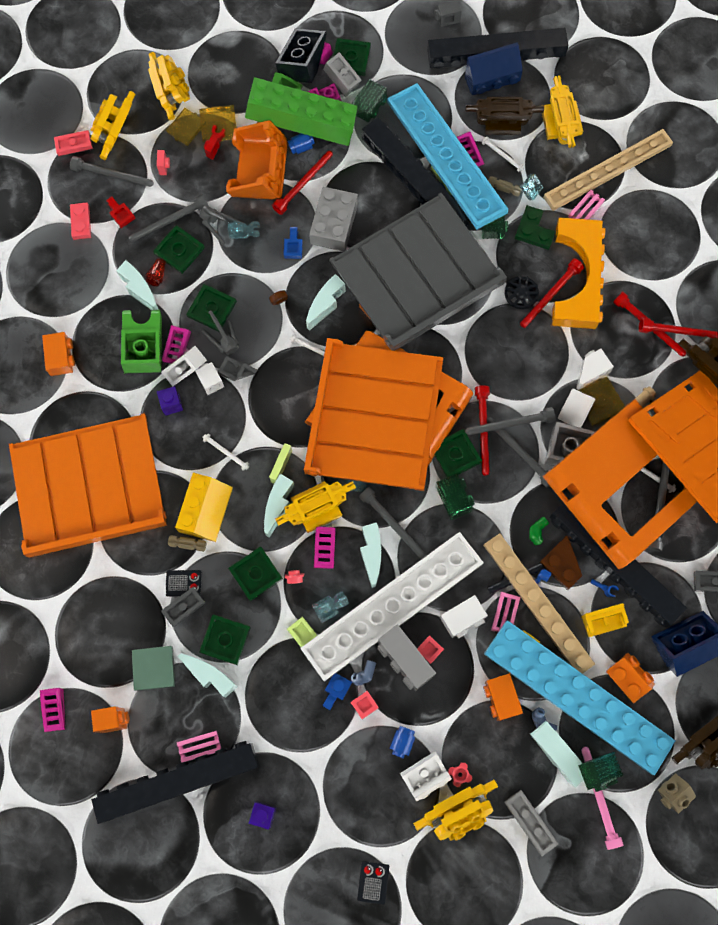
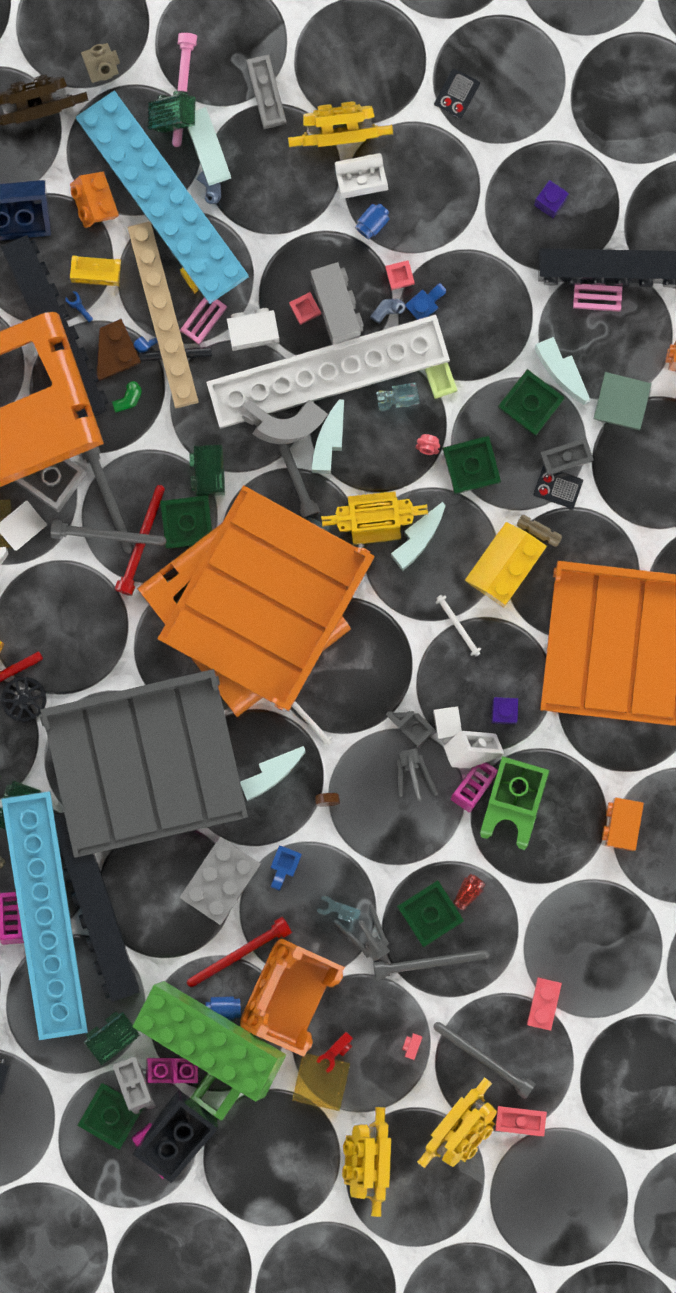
camera: 165 degrees left, 10 degrees up
(120, 213) = (488, 992): red plate -> none
(137, 285) = (496, 879): light aqua slope -> none
(186, 126) = (365, 1091): clear yellow piece -> none
(213, 300) = (415, 820): dark green plate -> none
(281, 462) = (398, 584): yellowish green tile -> none
(324, 530) = (372, 484): dark pink slope -> none
(402, 548) = (283, 430): none -> light grey arch
(462, 768) = (317, 161): coral plate -> none
(503, 697) = (243, 227): orange brick -> none

